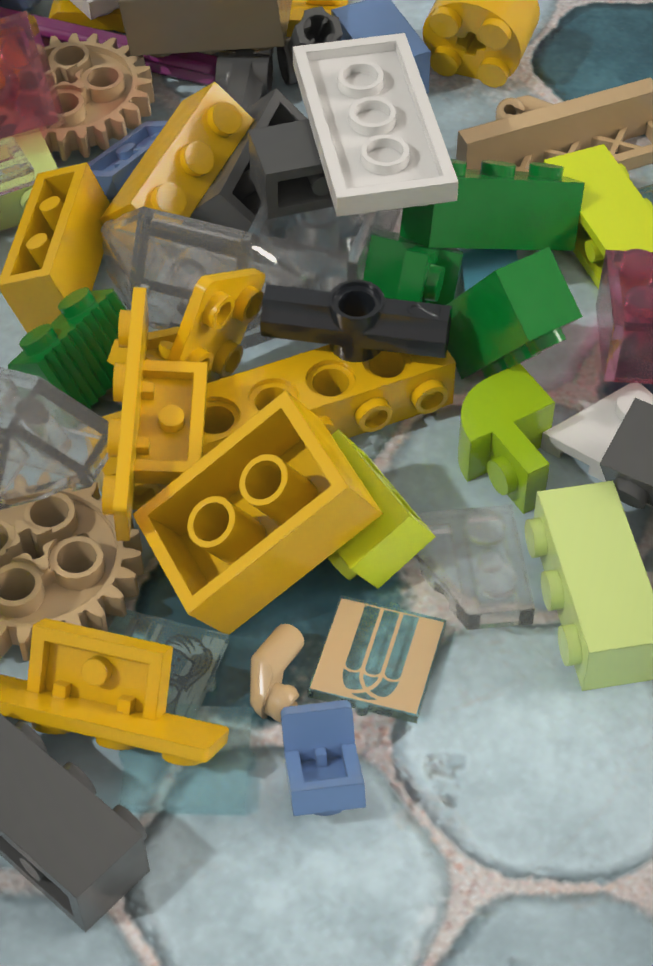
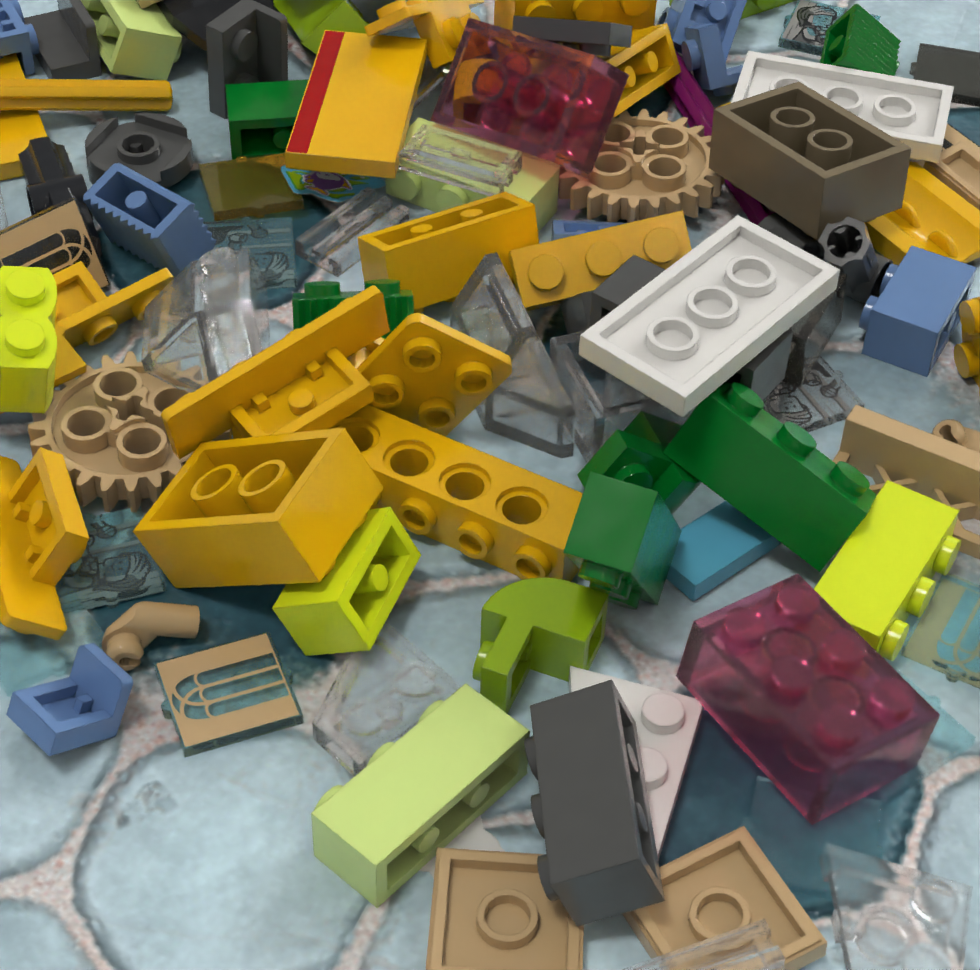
camera: 50 degrees right, 5 degrees down
(356, 321) = (521, 451): black piece -> none

